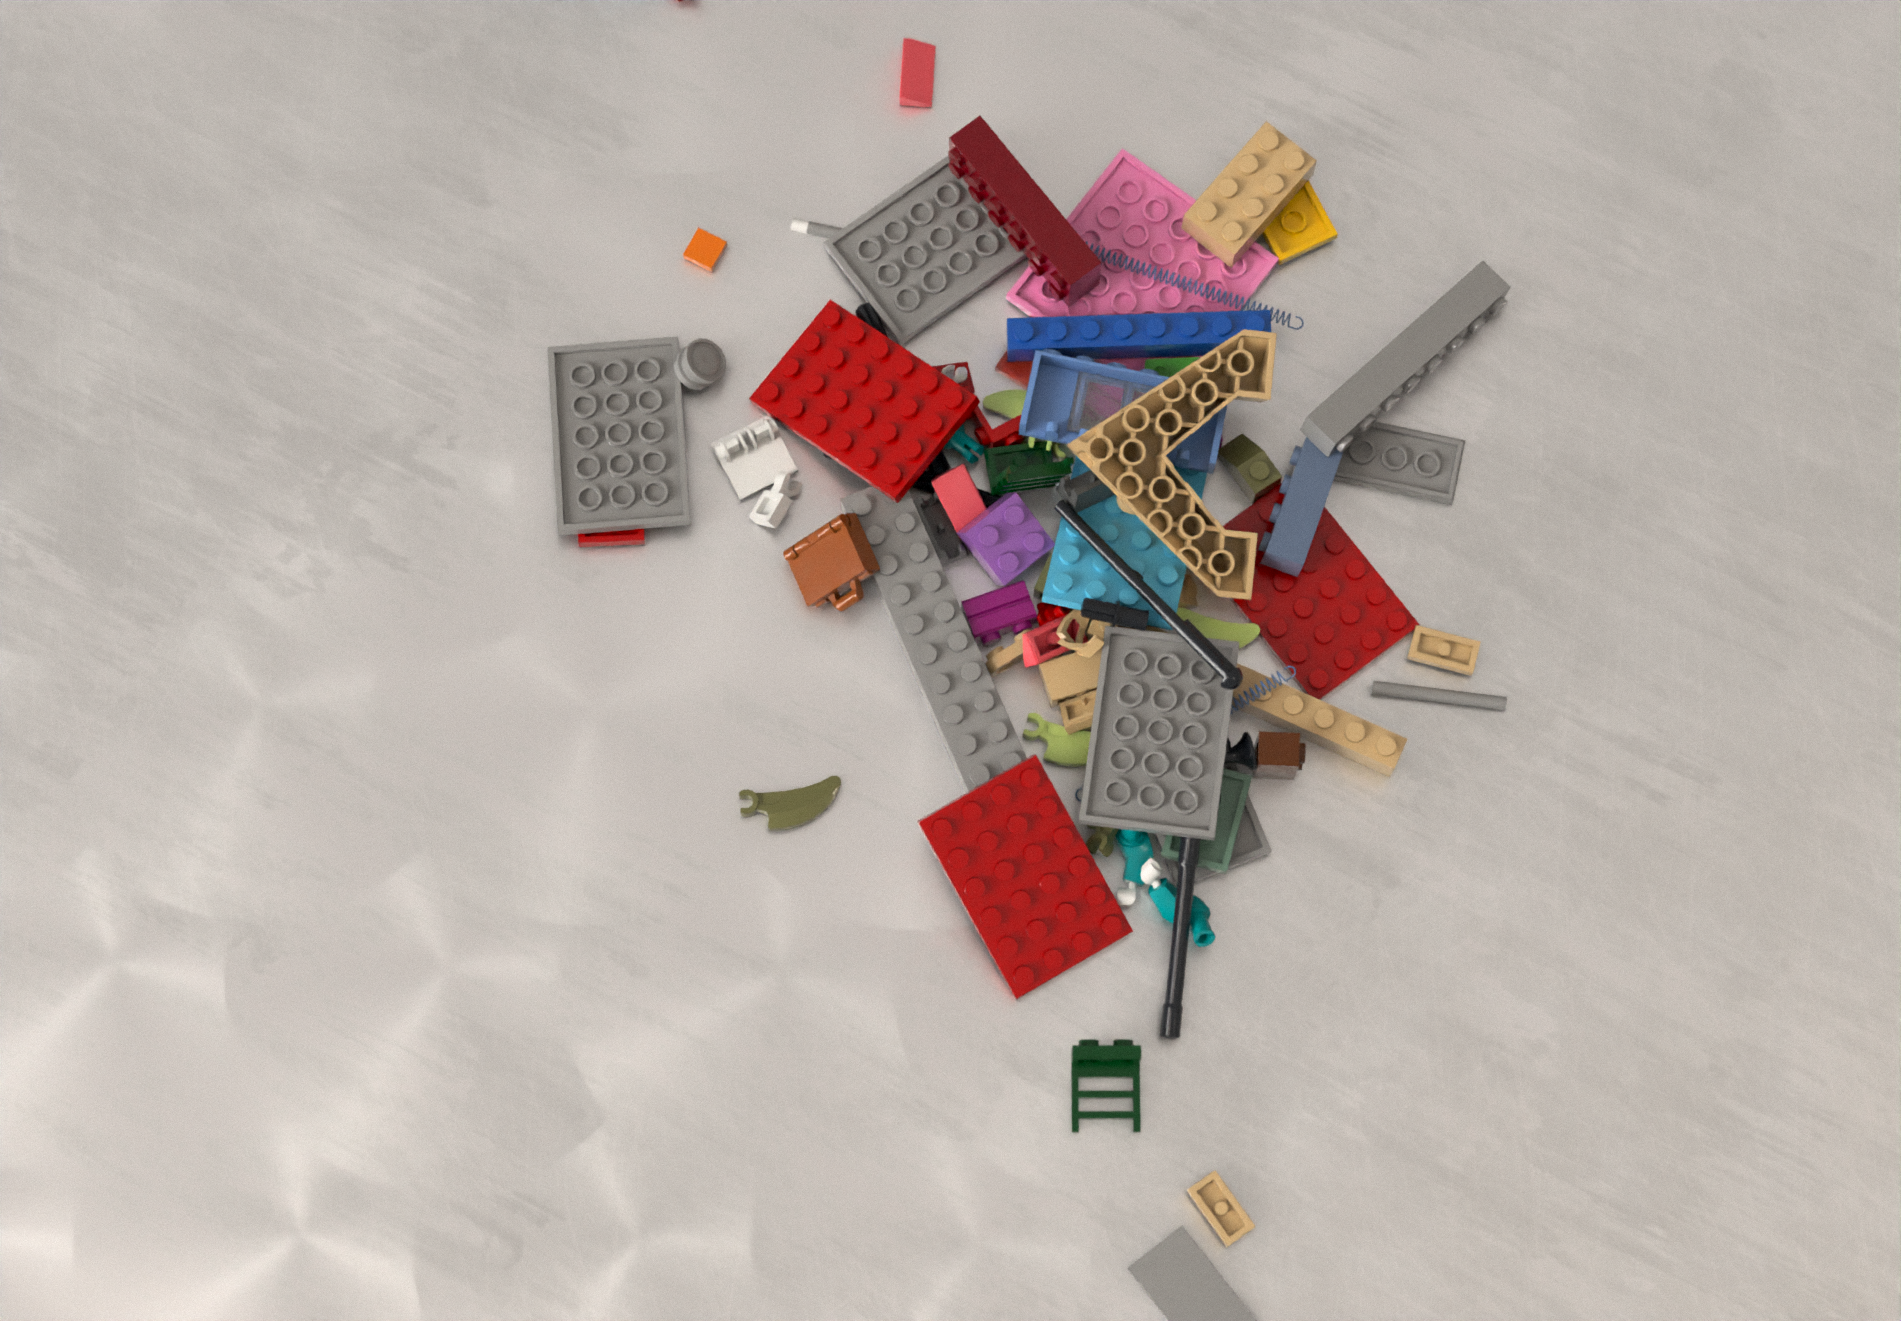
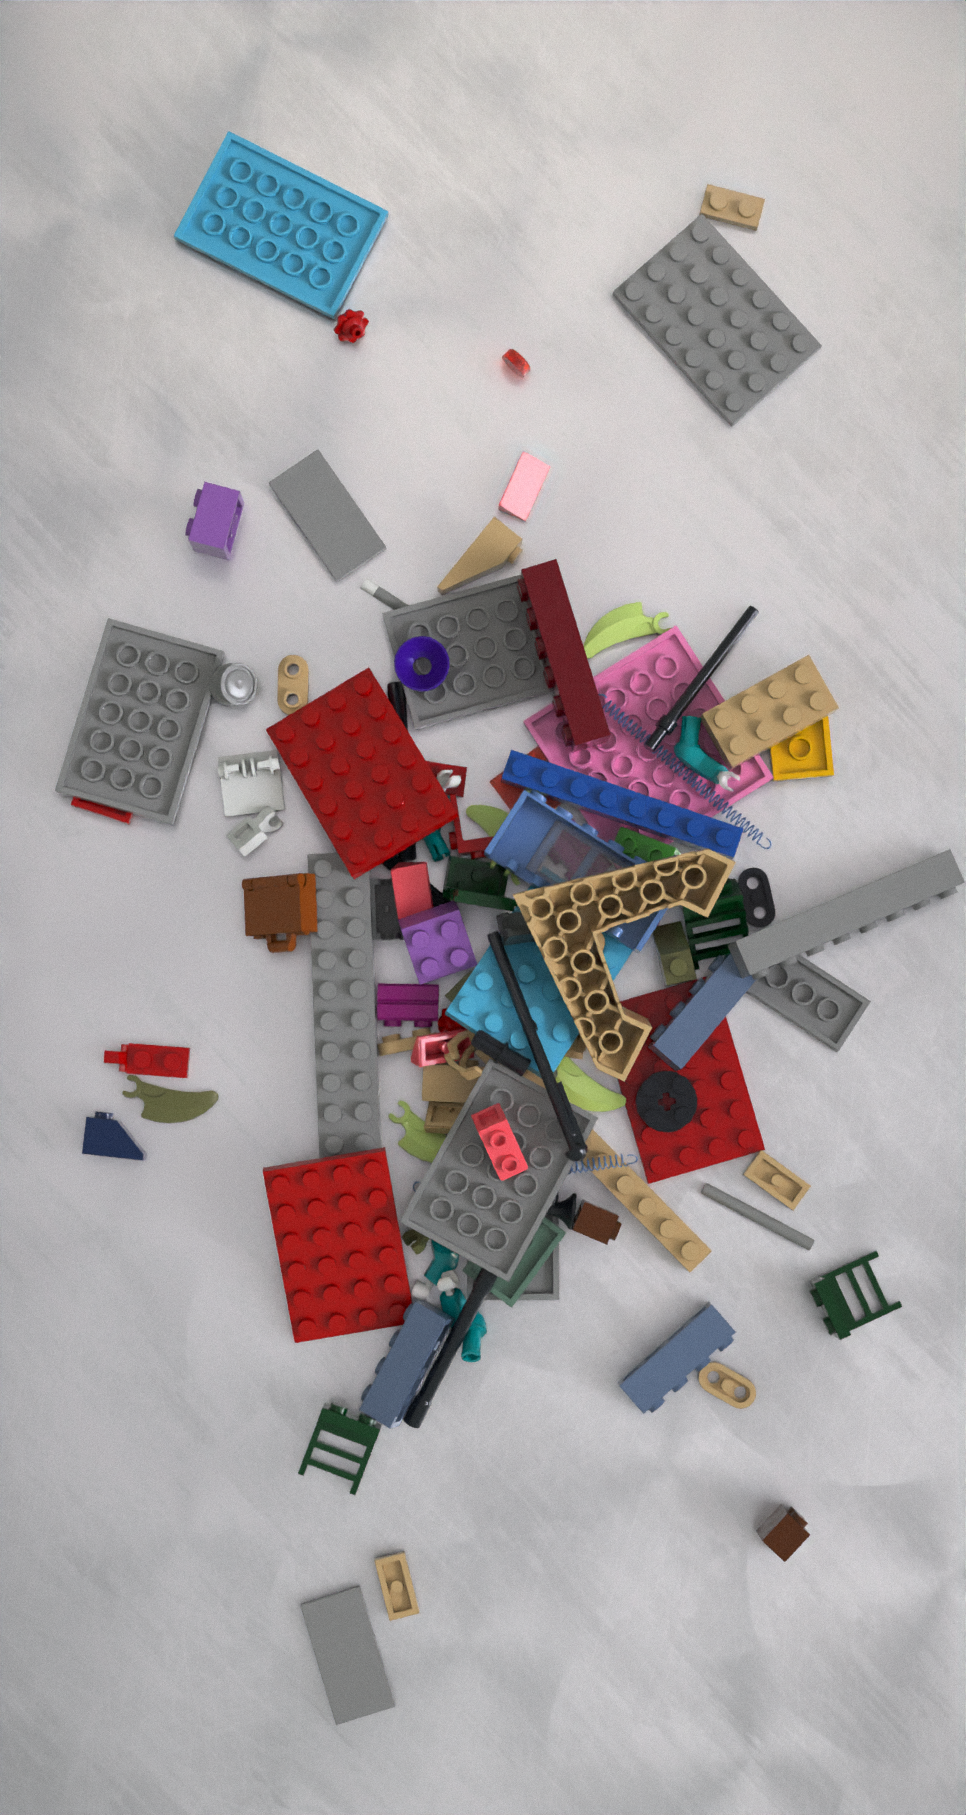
camera: 15 degrees right, 10 degrees up
(620, 211) = (215, 520): none -> medium lavender brick
(705, 249) = (278, 579): orange tile -> none
(731, 171) = (327, 515): none -> light grey tile
(746, 862) = (110, 1138): none -> dark blue slope
(756, 769) = (151, 1060): none -> red hinge
(758, 345) = (292, 684): none -> tan plate
(878, 258) = (418, 648): none -> dark purple piece
(905, 151) = (486, 555): none -> tan slope
(1071, 167) = (621, 625): none -> yellowish green piece
(1140, 972) = (406, 1363): none -> sand blue brick
(1151, 699) = (499, 1142): none -> coral bracket
(1152, 239) = (667, 723): none -> black bar
(1193, 265) = (696, 759): none -> teal arm
(1284, 396) = (727, 907): none -> dark green plate
(1294, 628) = (654, 1114): none -> black plate
(1310, 382) = (757, 897): none -> black plate
(1415, 865) = (676, 1358): none -> sand blue brick
(1477, 873) = (726, 1384): none -> tan plate
(1552, 752) = (837, 1313): none -> dark green plate
(1597, 996) = (784, 1532): none -> reddish brown brick

